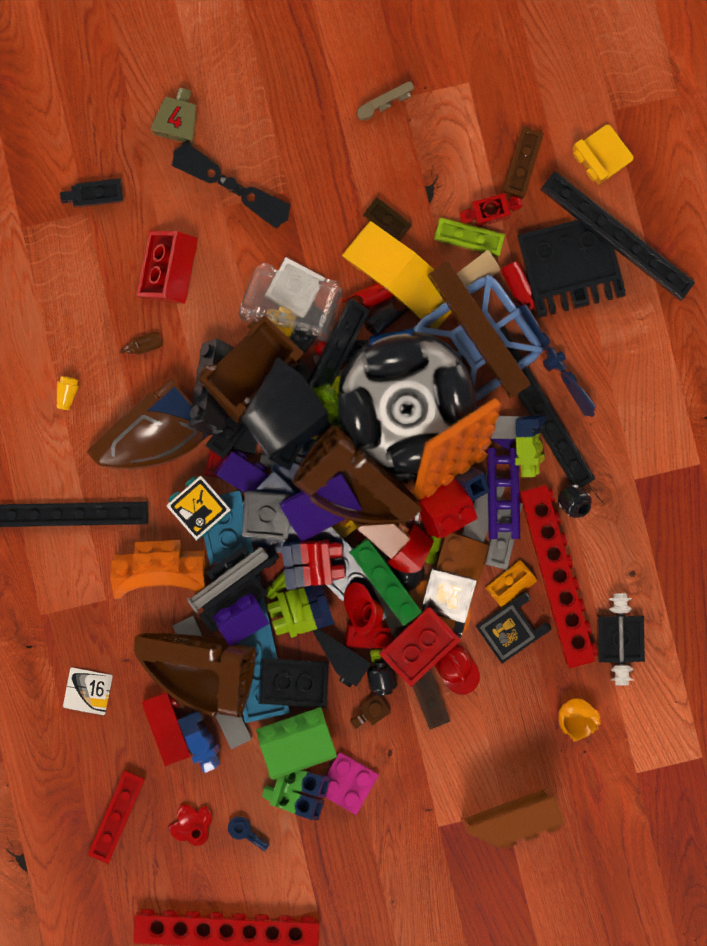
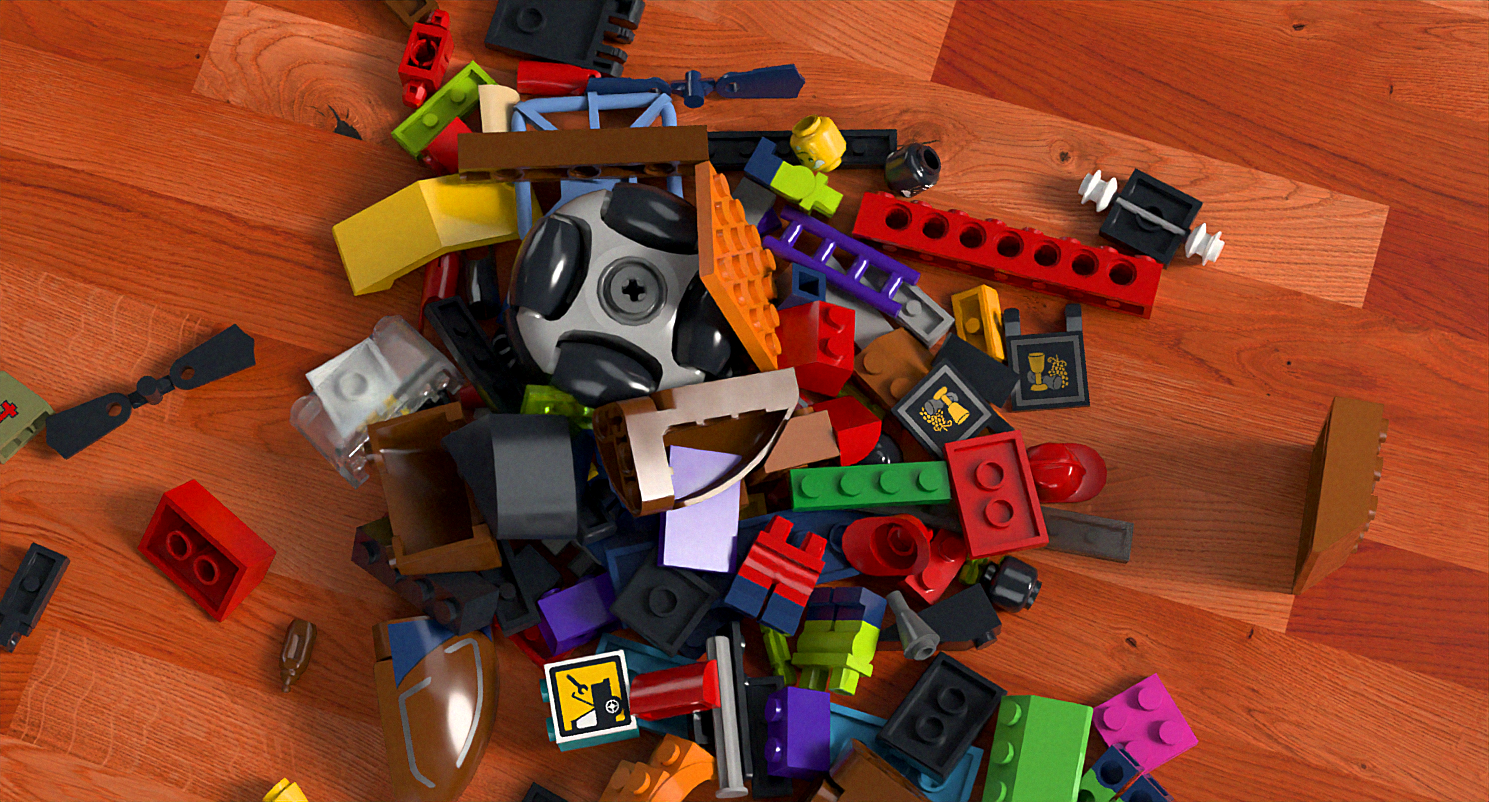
camera: 55 degrees left, 15 degrees down
(225, 547) = (675, 691): none -> red brick
(323, 648) = (915, 635): none -> dark grey cone
(372, 710) = (1053, 628): reddish brown plate -> none
(384, 101) = (178, 114): dark tan hinge -> none
(387, 219) = (343, 202): dark brown plate -> none
(449, 252) = (442, 148): none -> red brick
(484, 597) = (983, 372): none -> black slope
(558, 445) = (817, 143): none -> yellow head
(578, 719) = (1235, 336): light orange hair -> none

